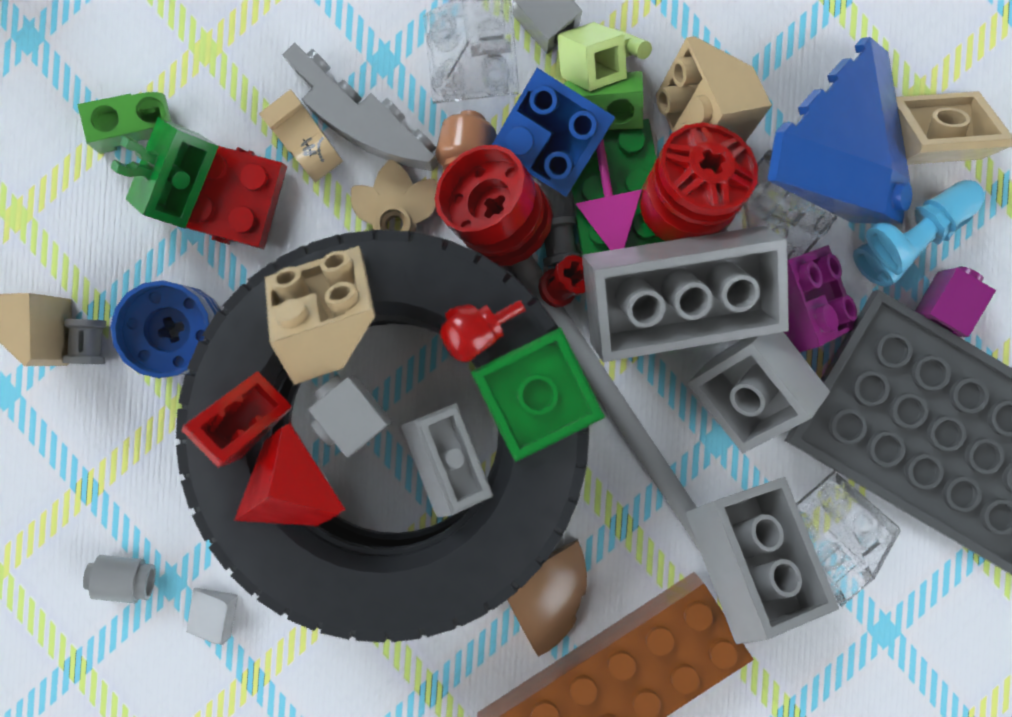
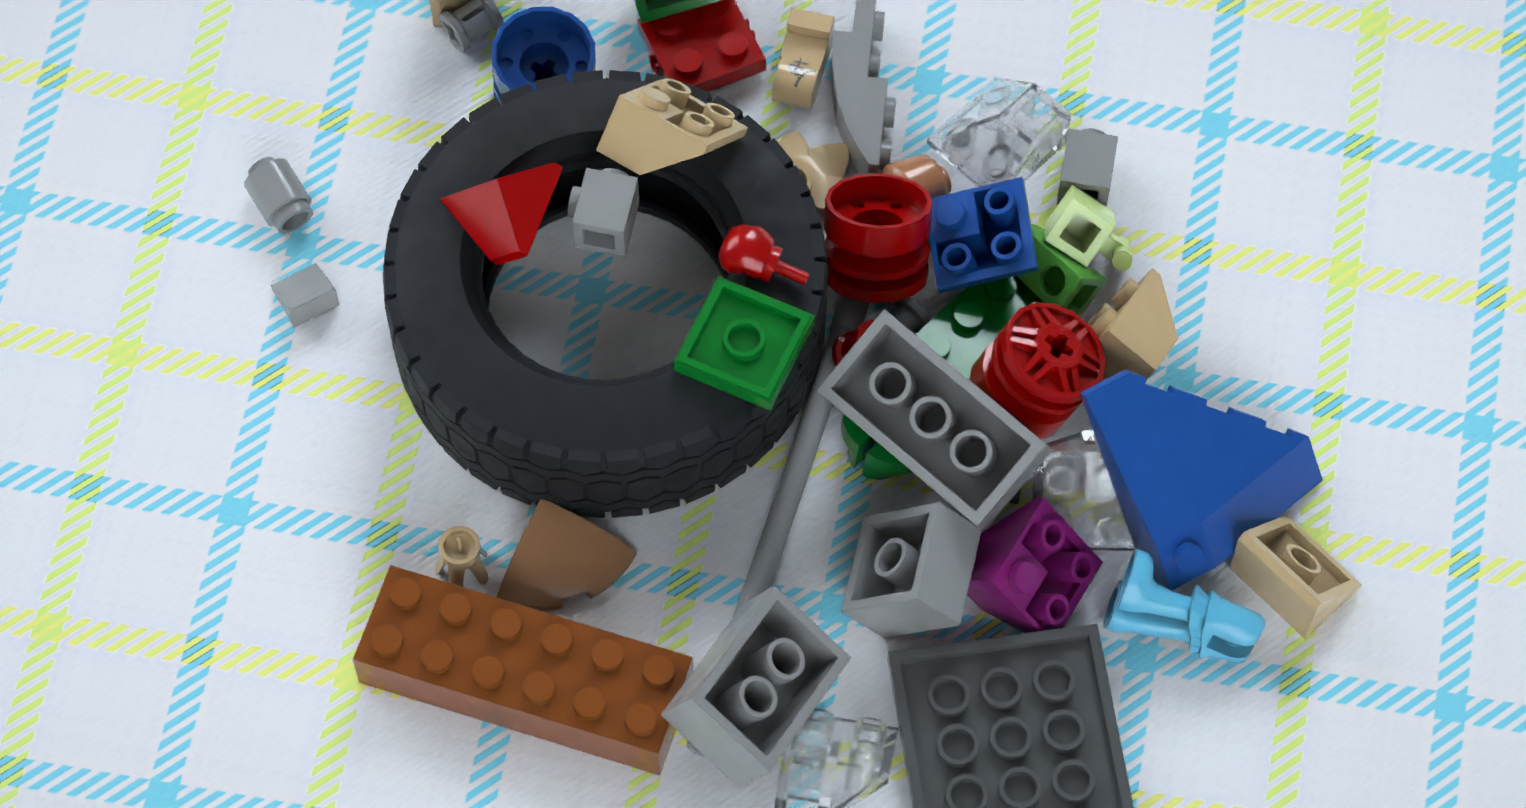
camera: 50 degrees right, 25 degrees down
(237, 420) = (530, 134): red slope -> none
(446, 461) = (629, 315): light grey slope -> none
(497, 669) = (460, 551): none -> tan piece
(612, 214) = (959, 339): dark pink piece -> none
(956, 300) = (1148, 699): magenta brick -> none

